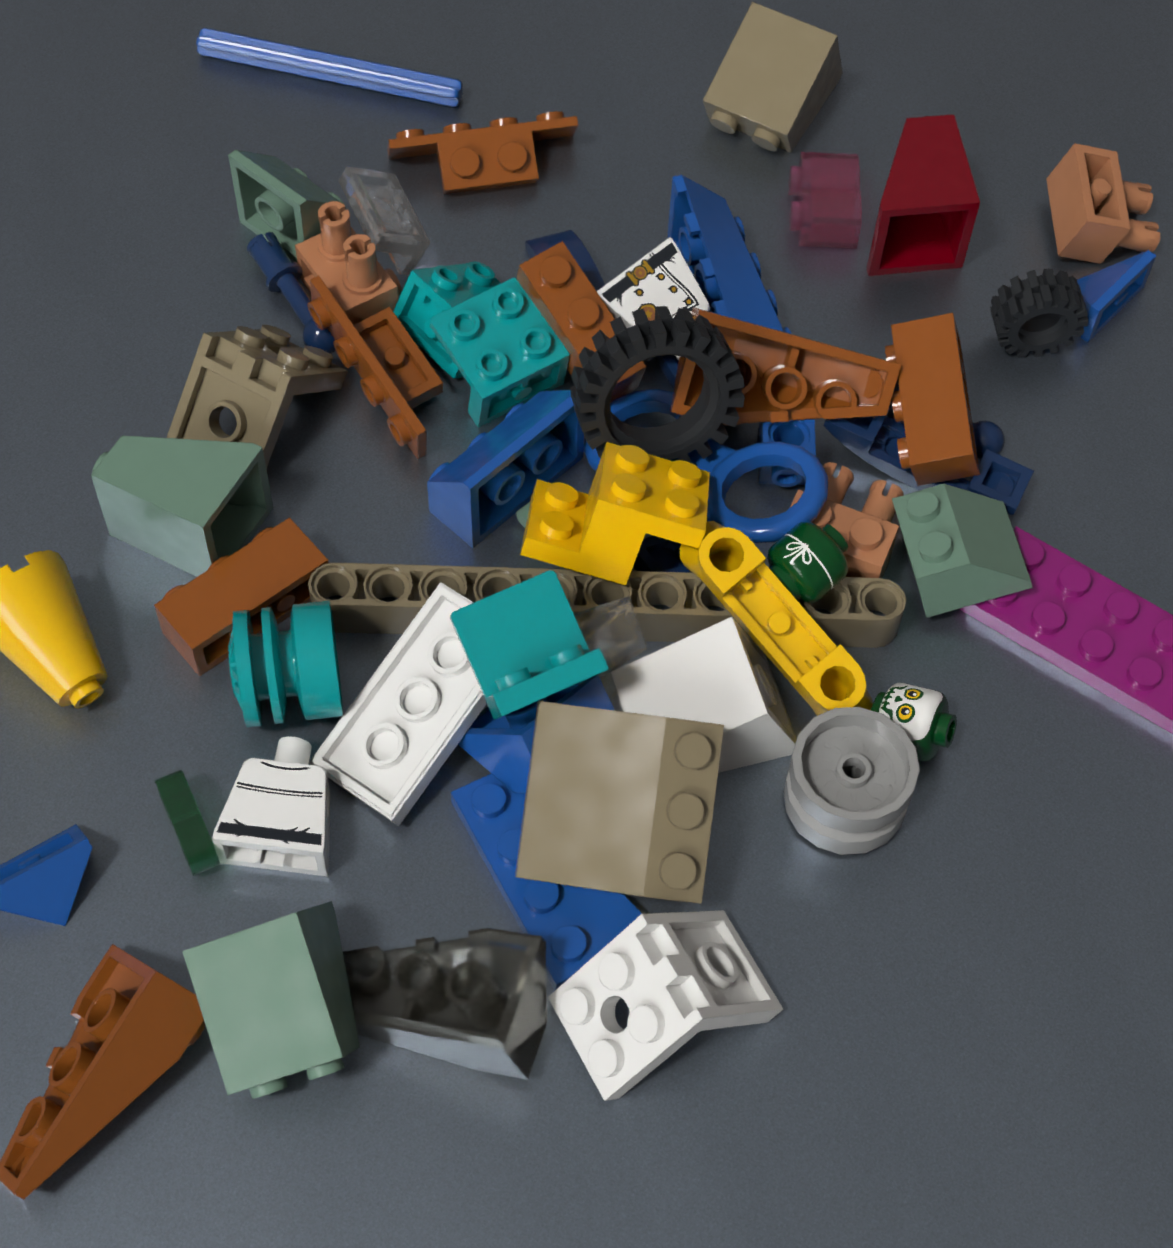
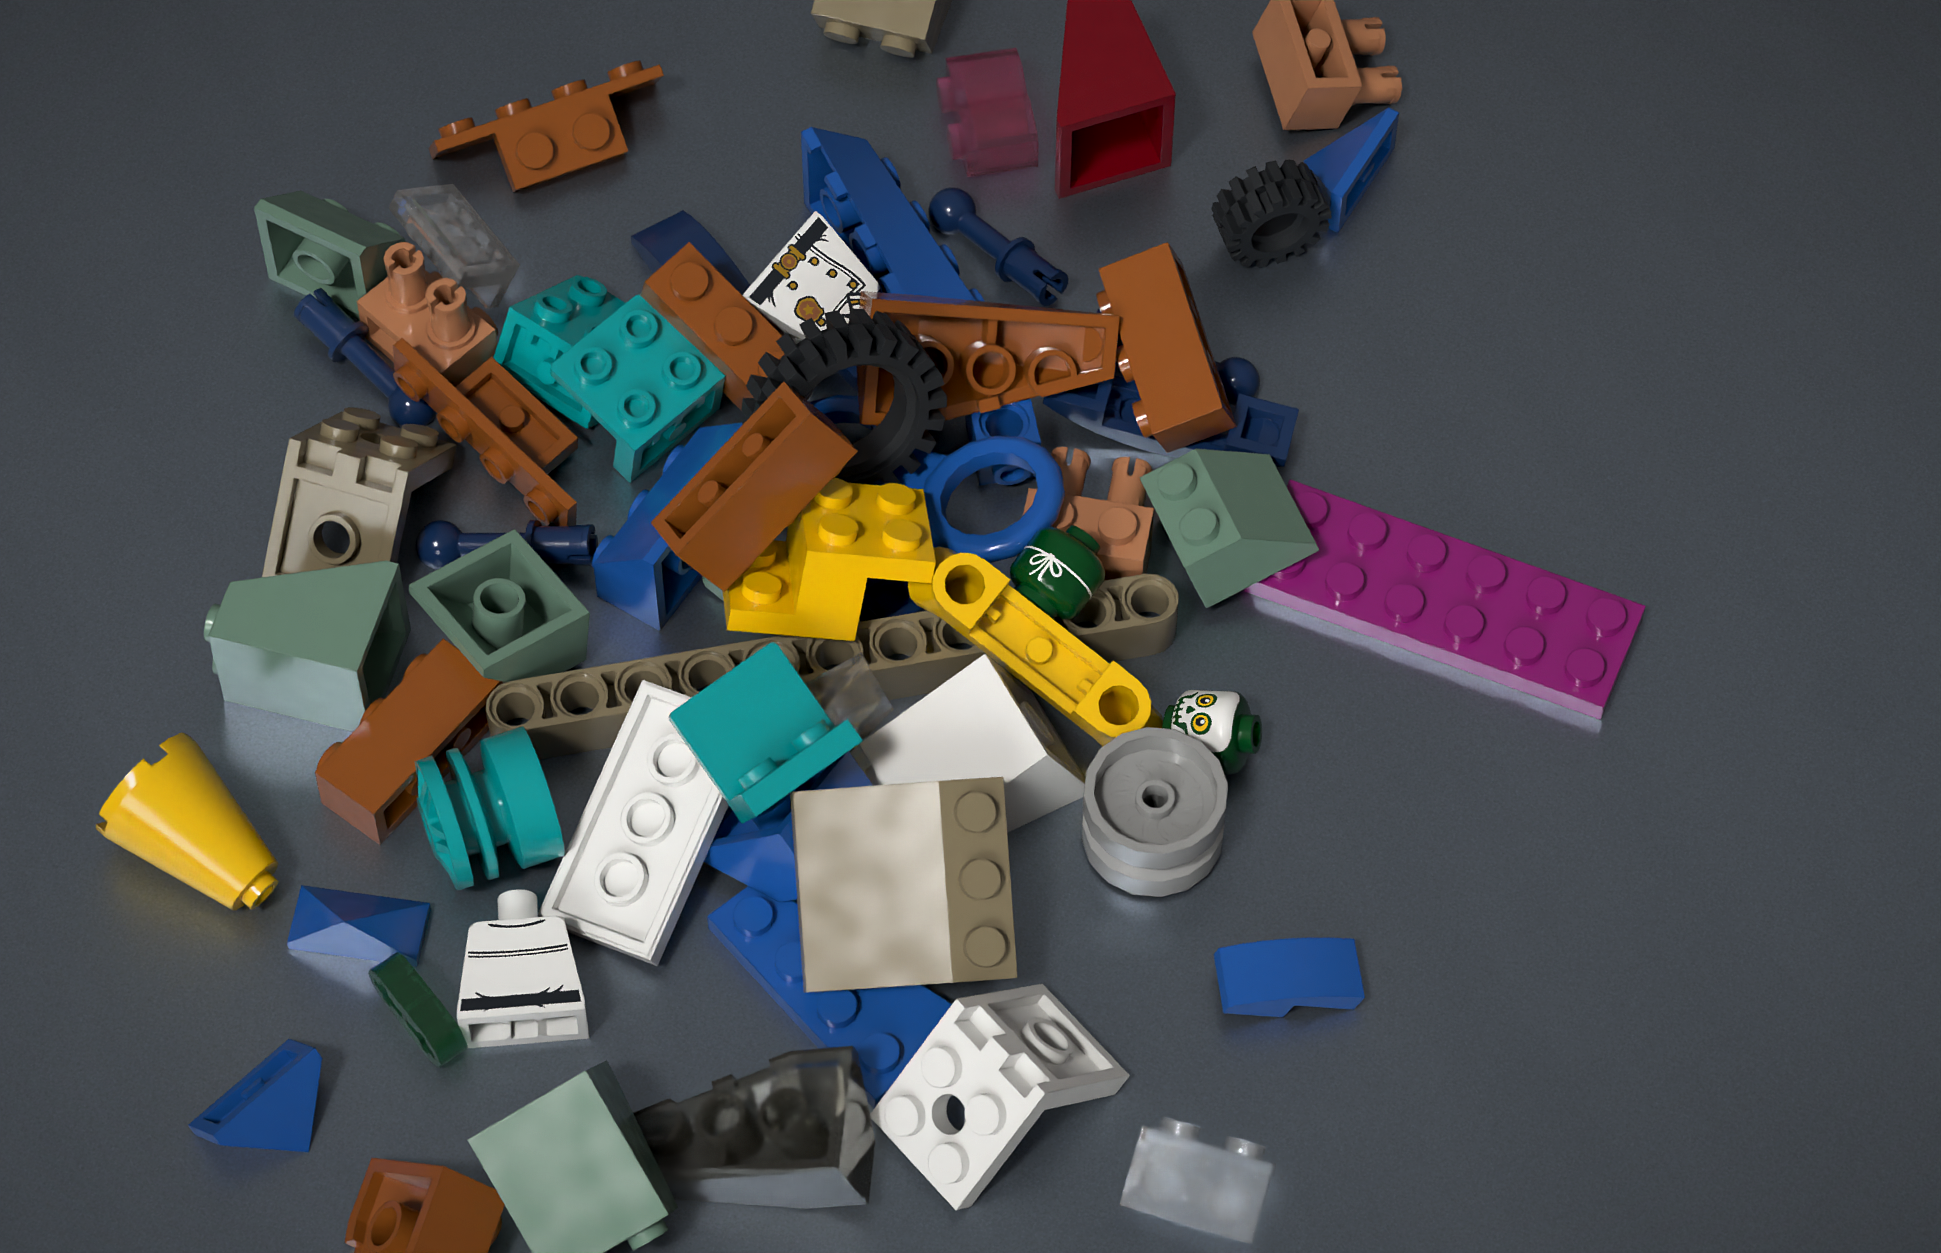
camera: 10 degrees left, 0 degrees up
(162, 740) = (358, 925): none -> blue slope
(317, 447) = (445, 542): none -> dark blue pin
(330, 67) = (326, 51): axle -> none
(345, 506) = (506, 611): none -> sand green slope
(566, 439) = (753, 487): none -> dark orange brick
(824, 313) = (954, 213): none -> dark blue pin
(826, 1121) = (1197, 1180): none -> clear bracket
(940, 946) = (1282, 973): none -> blue slope

